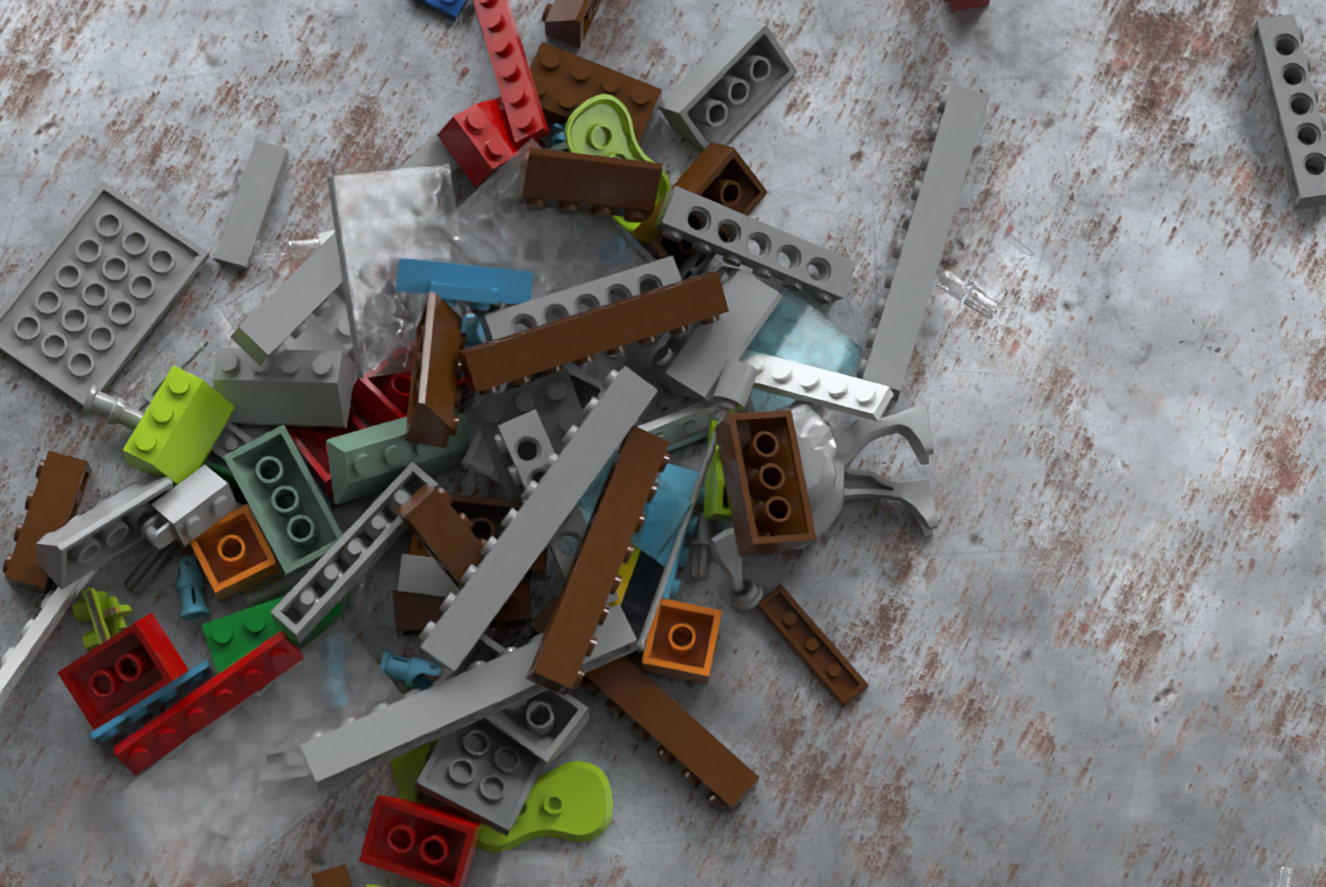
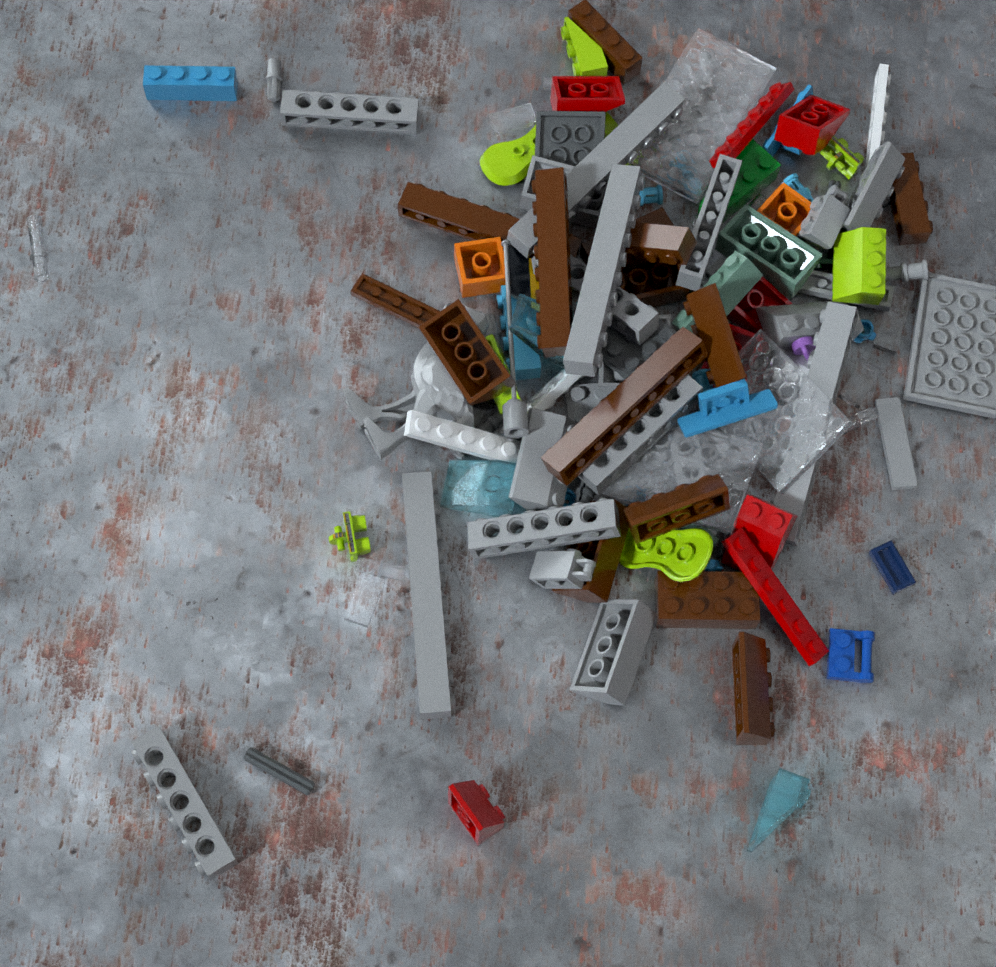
camera: 160 degrees right, 5 degrees down
(204, 357) = (868, 335): none -> dark azure plate
(312, 341) = (803, 346): none -> medium lavender tile
(340, 60) = (892, 567): none -> dark blue tile
(751, 189) = (561, 569): none -> light grey brick
(990, 330) = (352, 525): none -> lime hips
(1172, 108) = (279, 771): none -> dark grey axle

